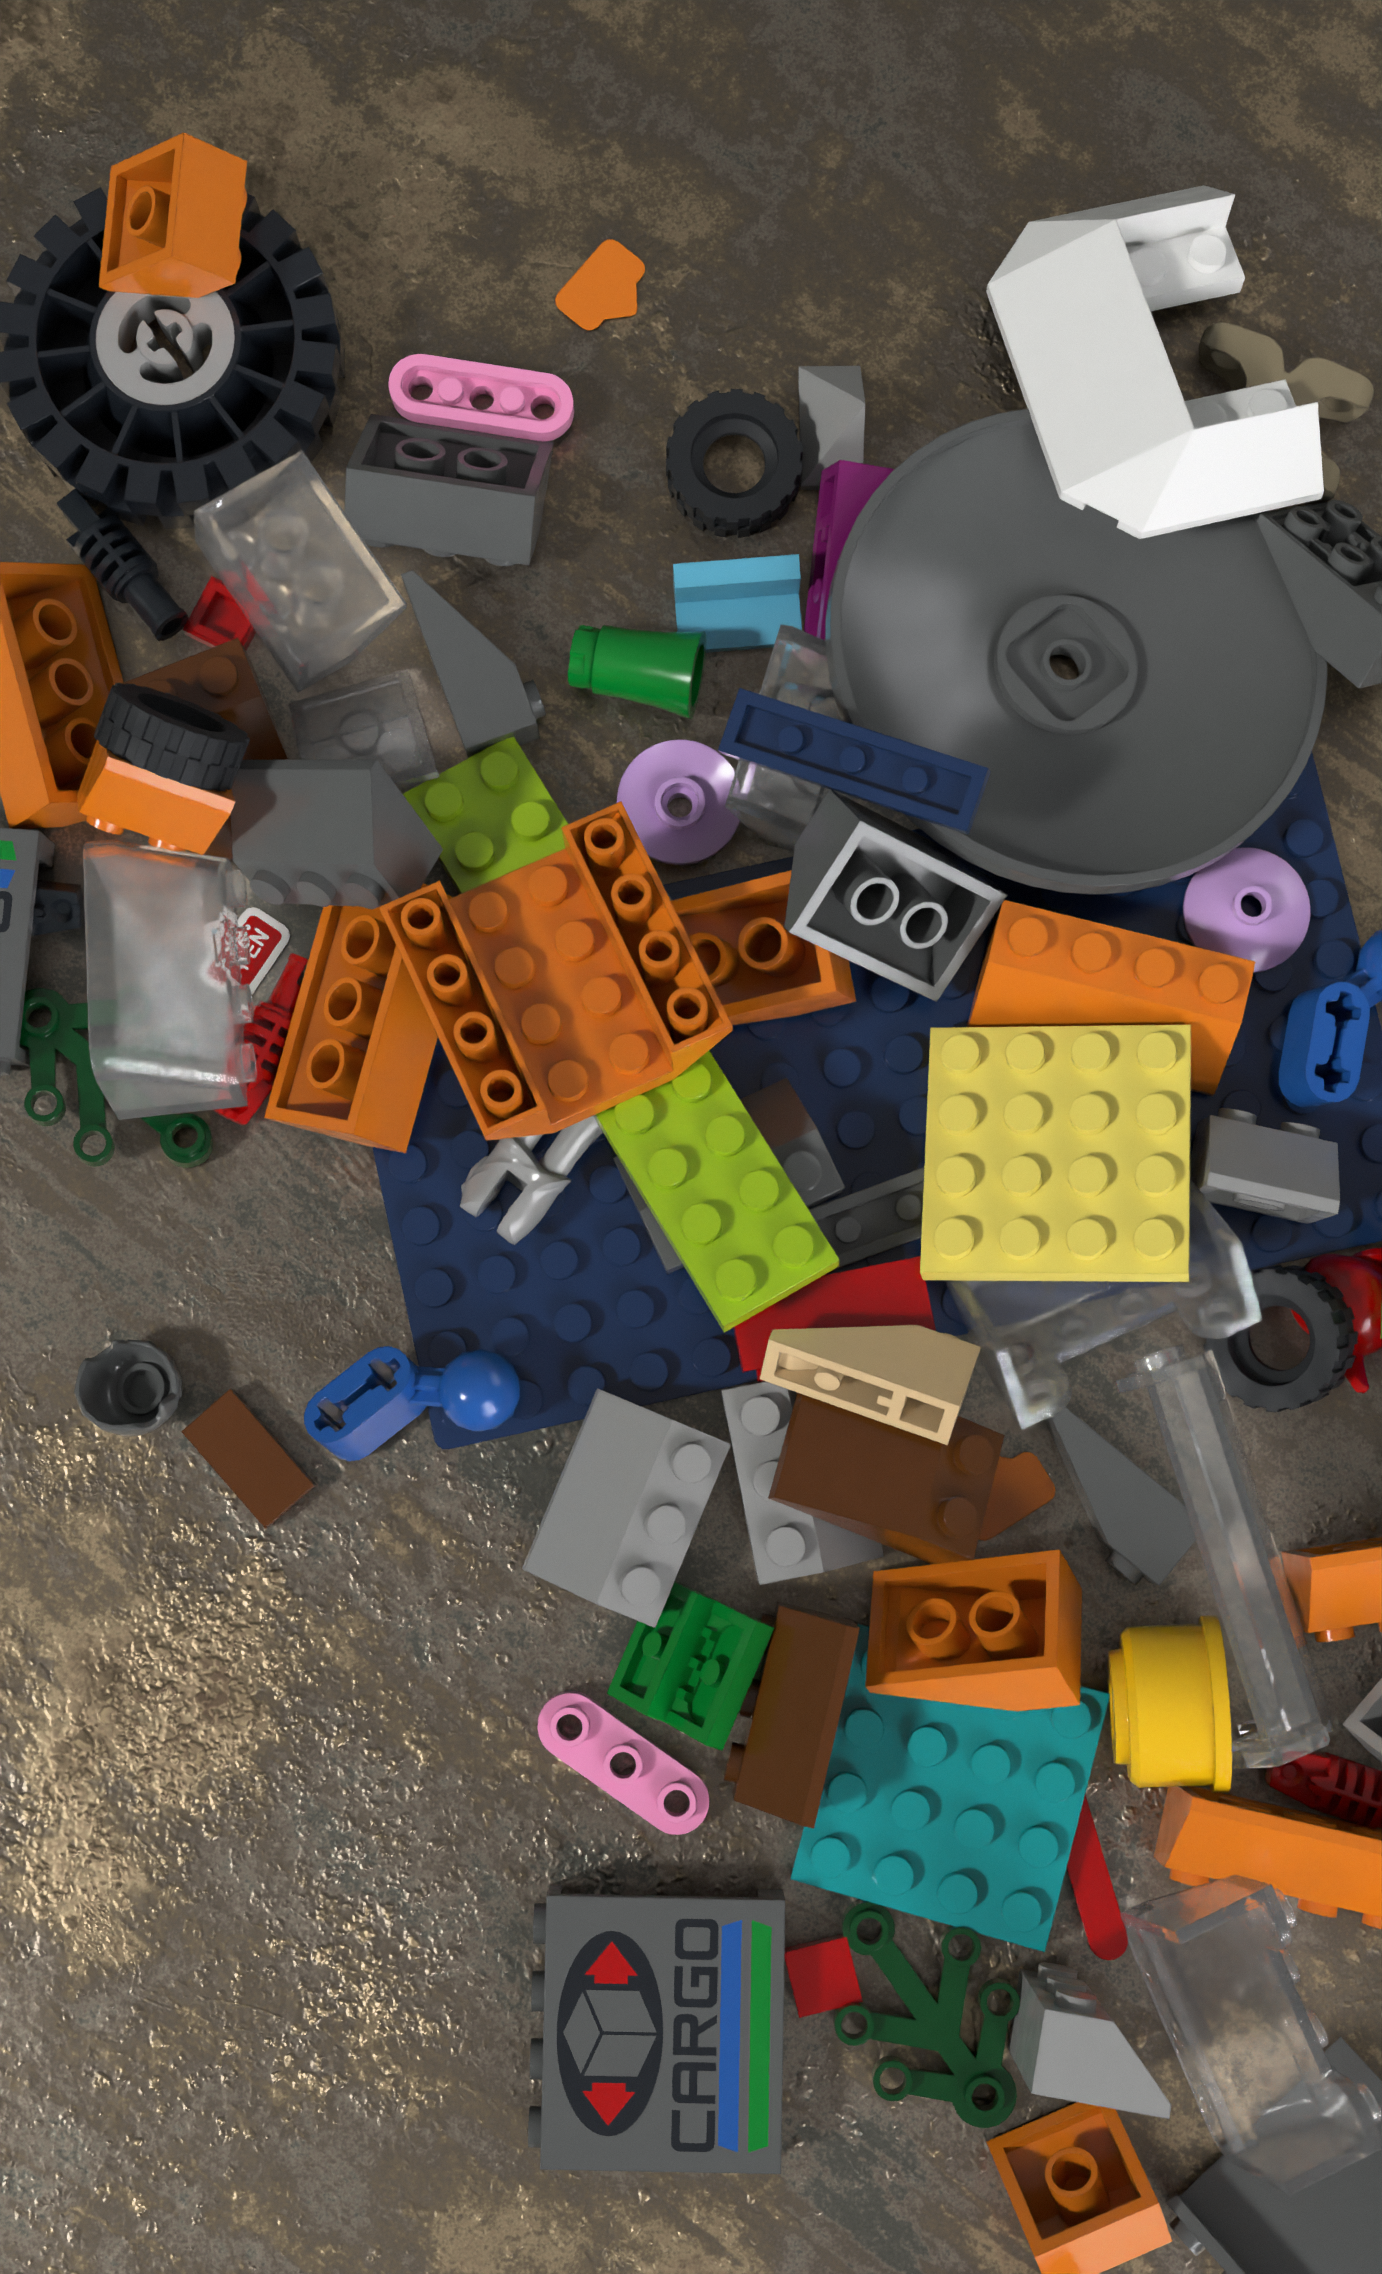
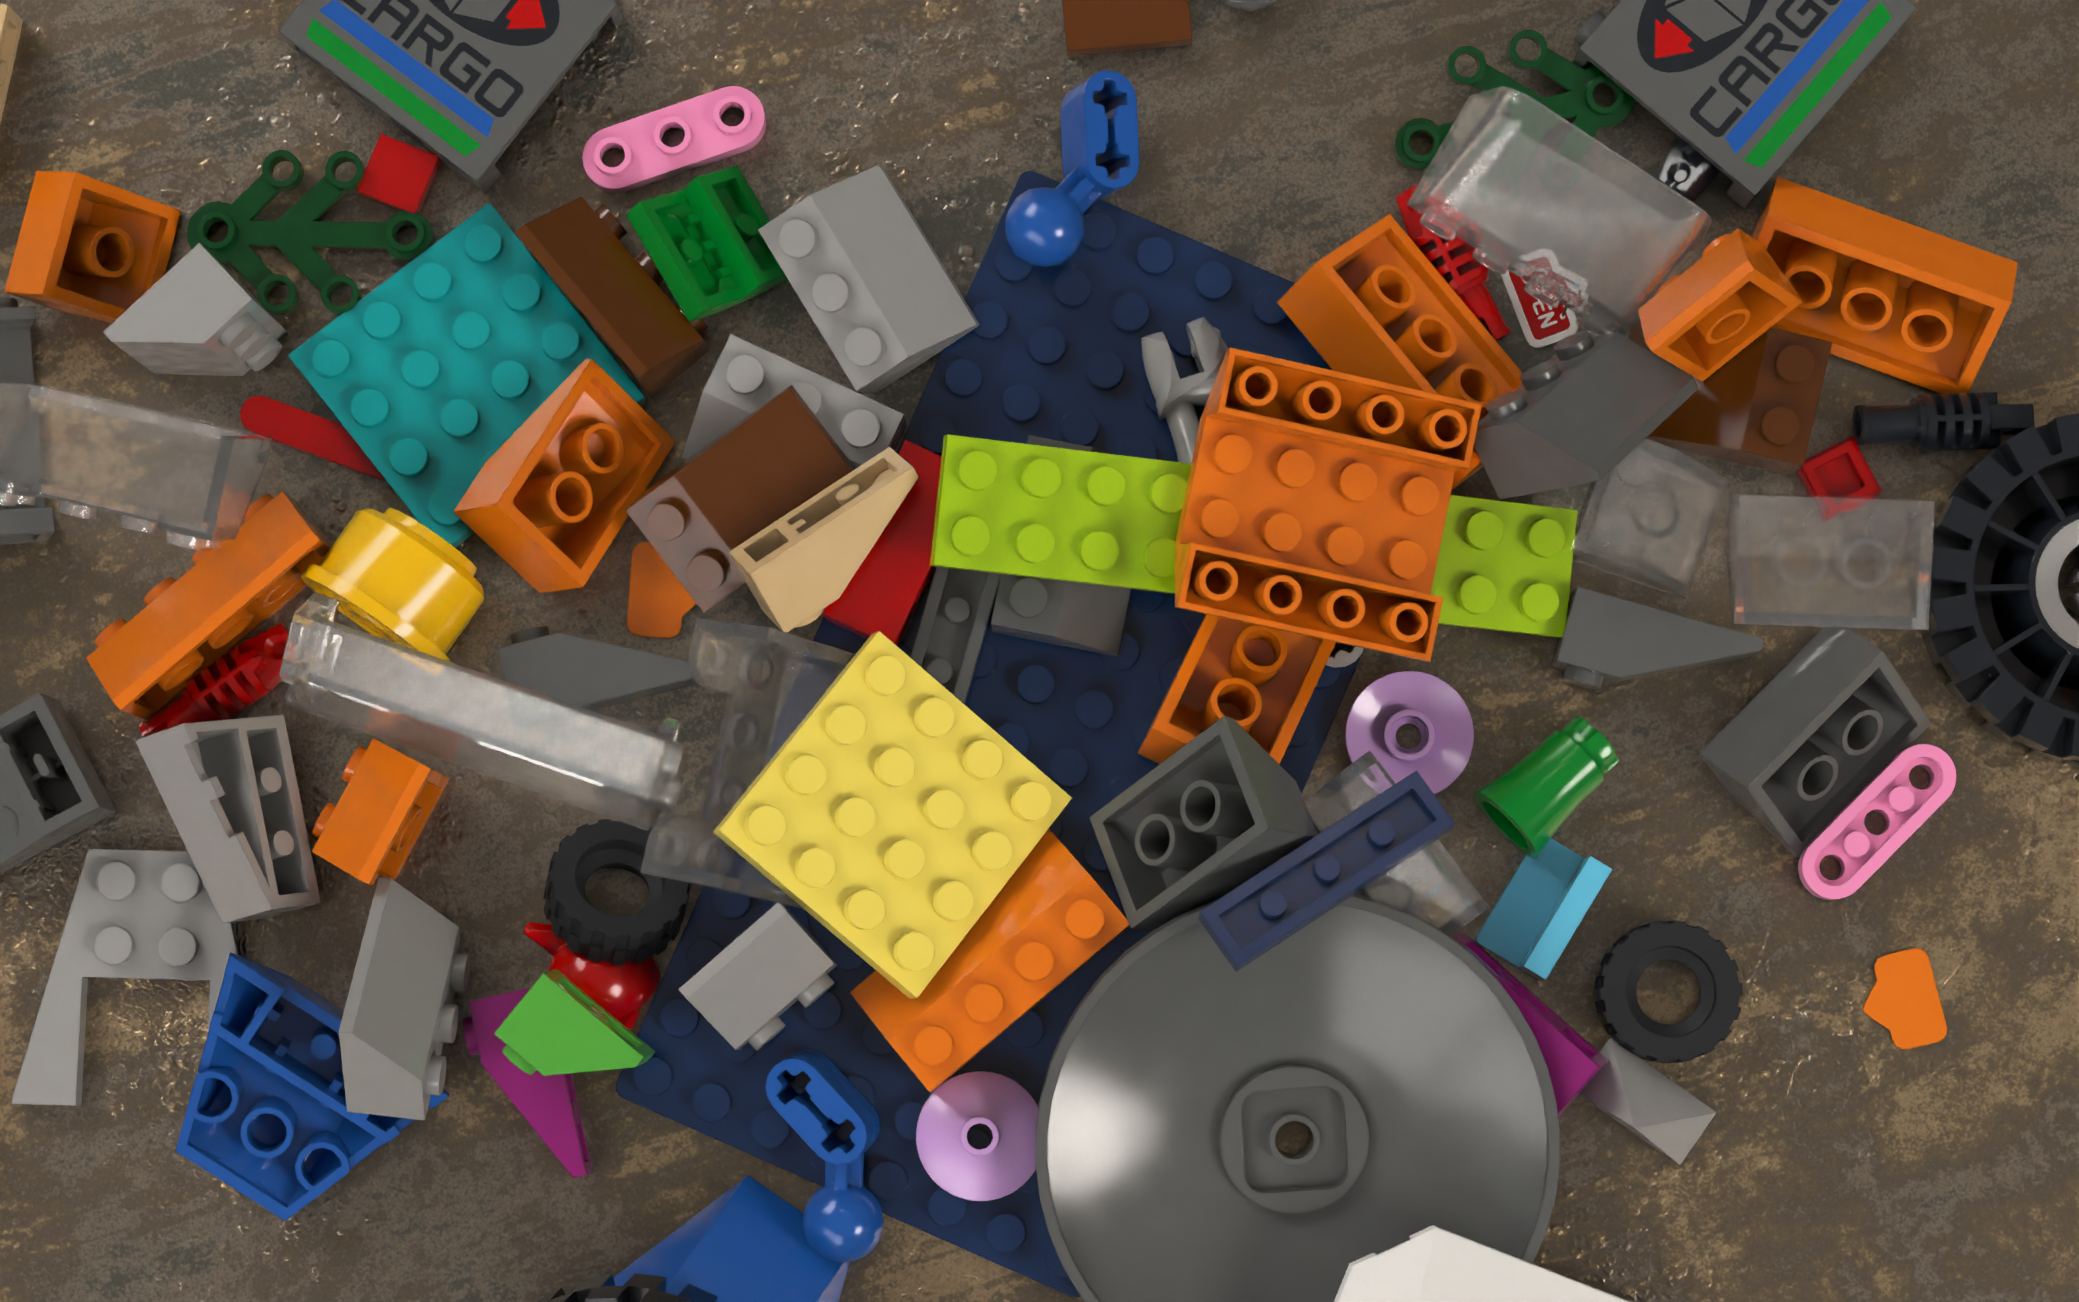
camera: 135 degrees right, 0 degrees up
(171, 737) = (1745, 341): black tyre -> none

